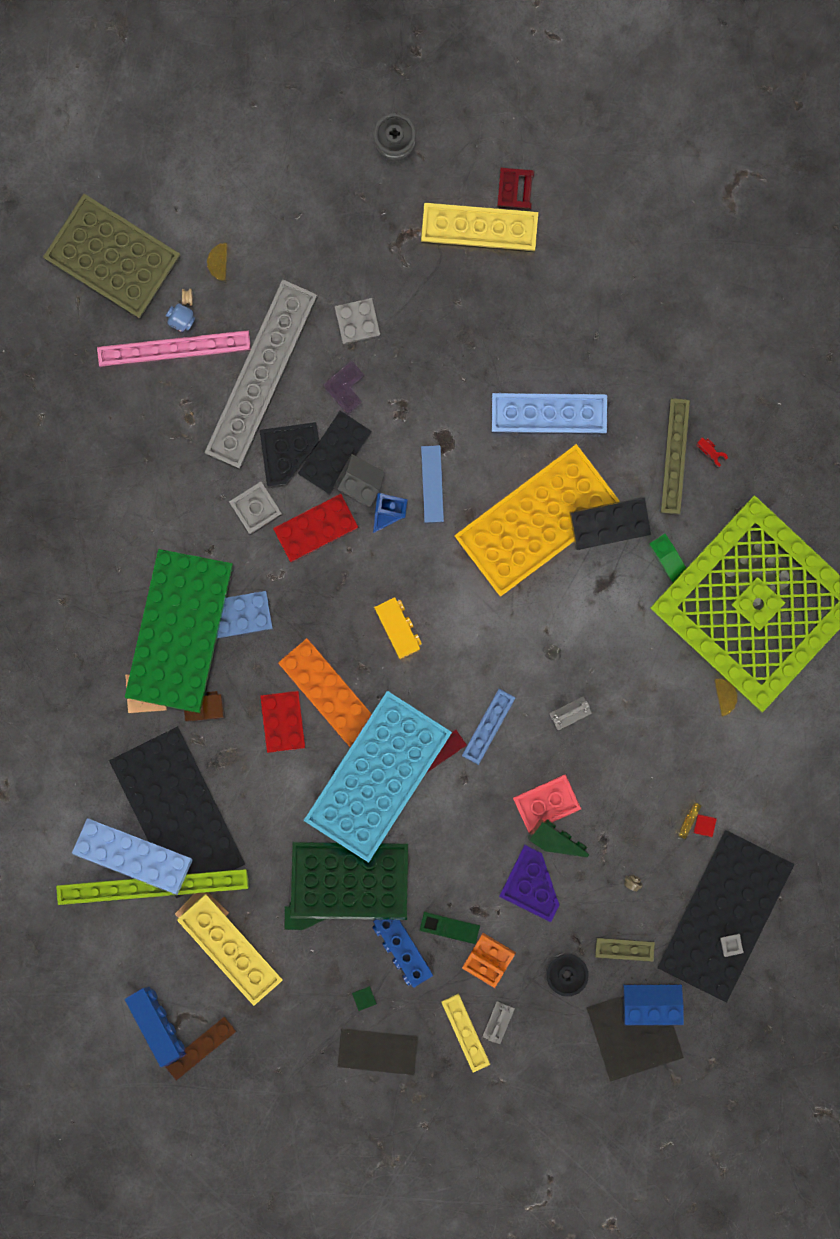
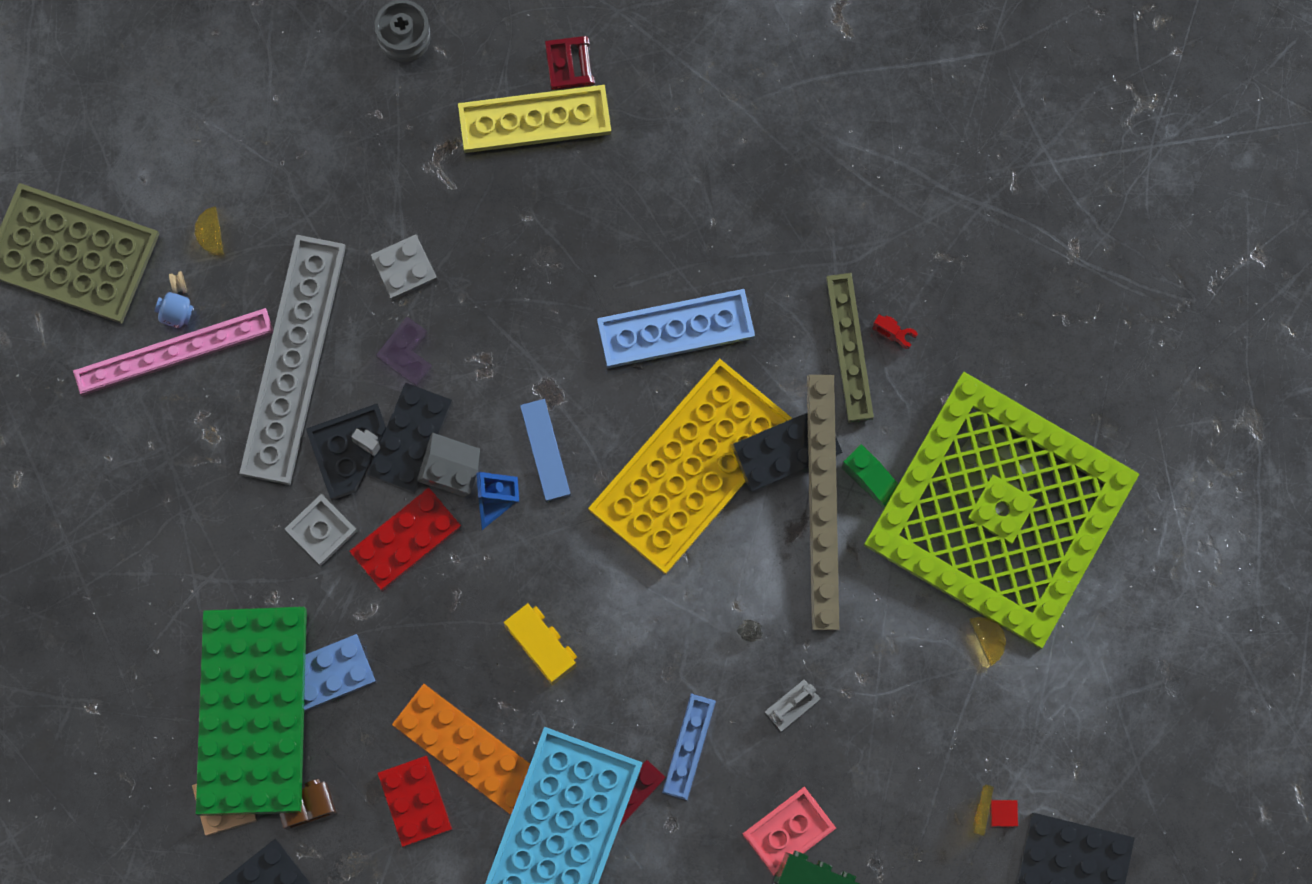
camera: 20 degrees left, 10 degrees down
(302, 449) = (366, 441): none -> light grey plate
(627, 569) = (823, 502): none -> dark tan plate

